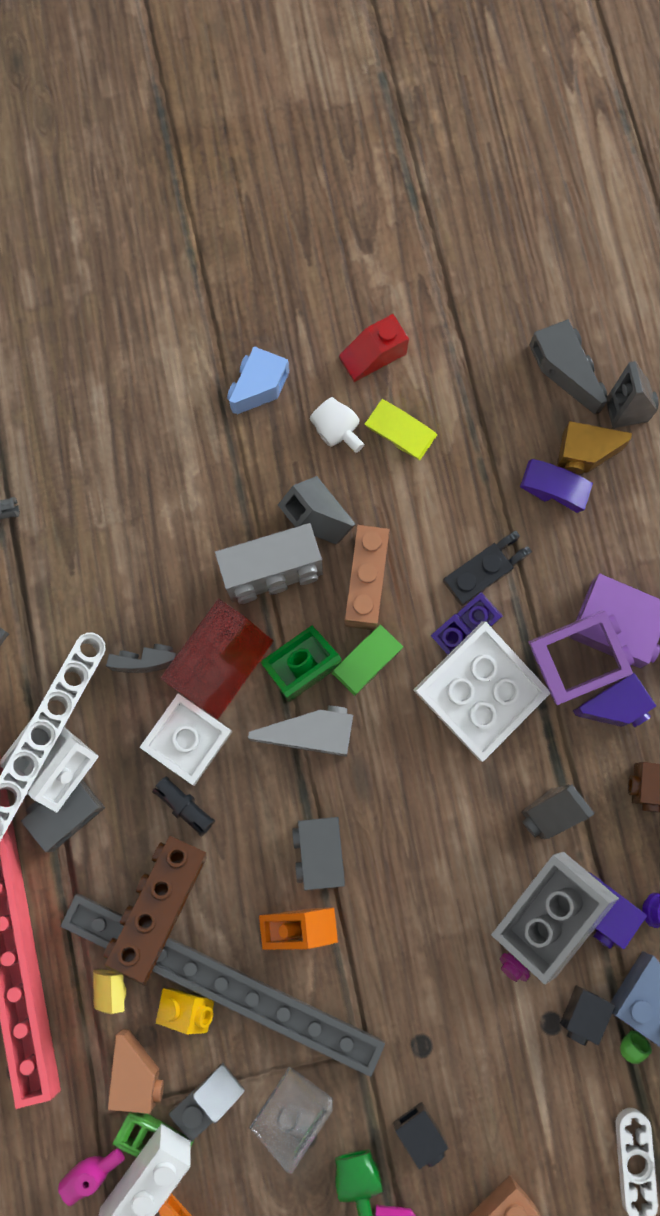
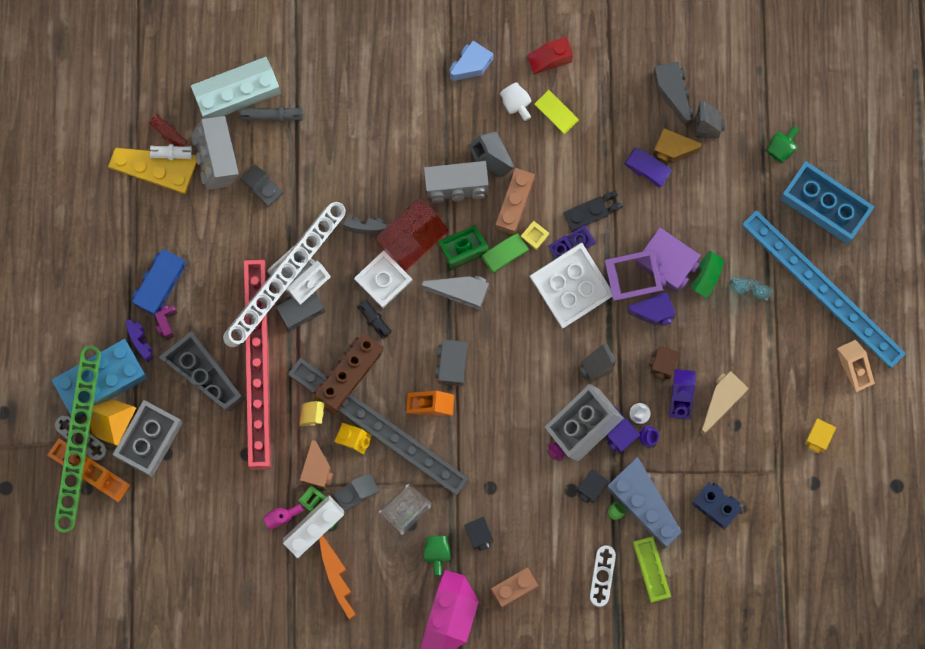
camera: 10 degrees right, 0 degrees up
(407, 623) = (535, 235): none -> light yellow plate
(632, 874) = (639, 413): none -> white plate

